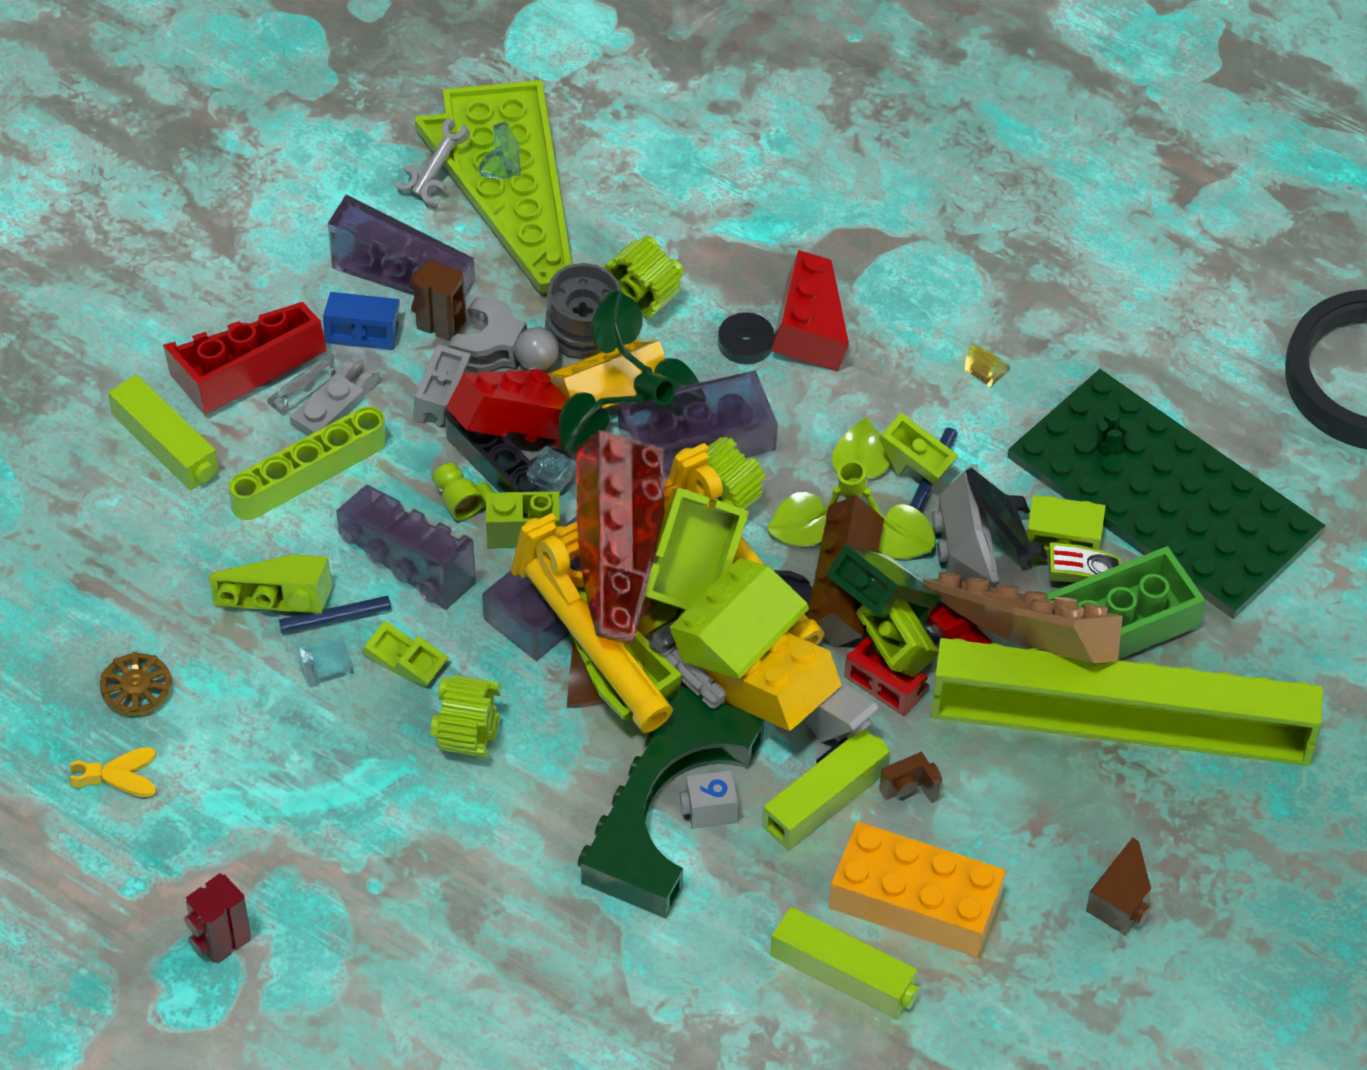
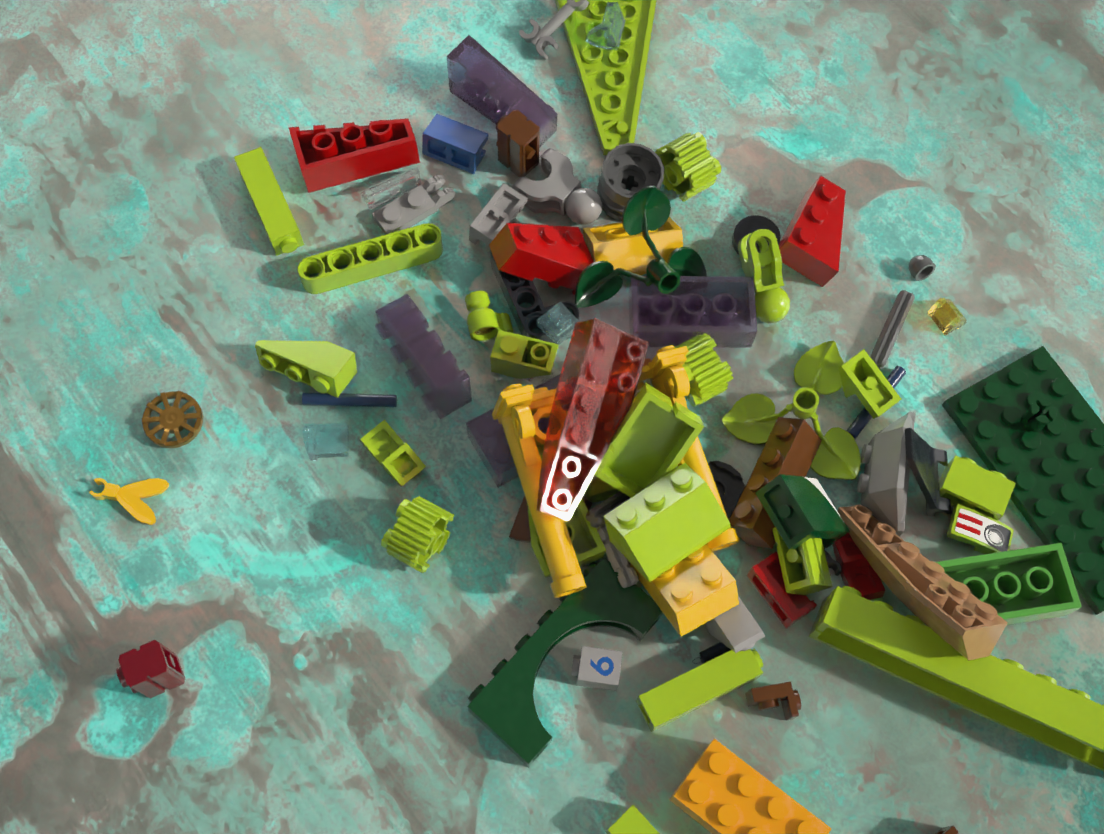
camera: 15 degrees right, 15 degrees up
(768, 358) = (766, 269): none -> lime piece
(929, 389) = (892, 328): none -> dark grey axle
(942, 322) = (921, 267): none -> dark grey hinge

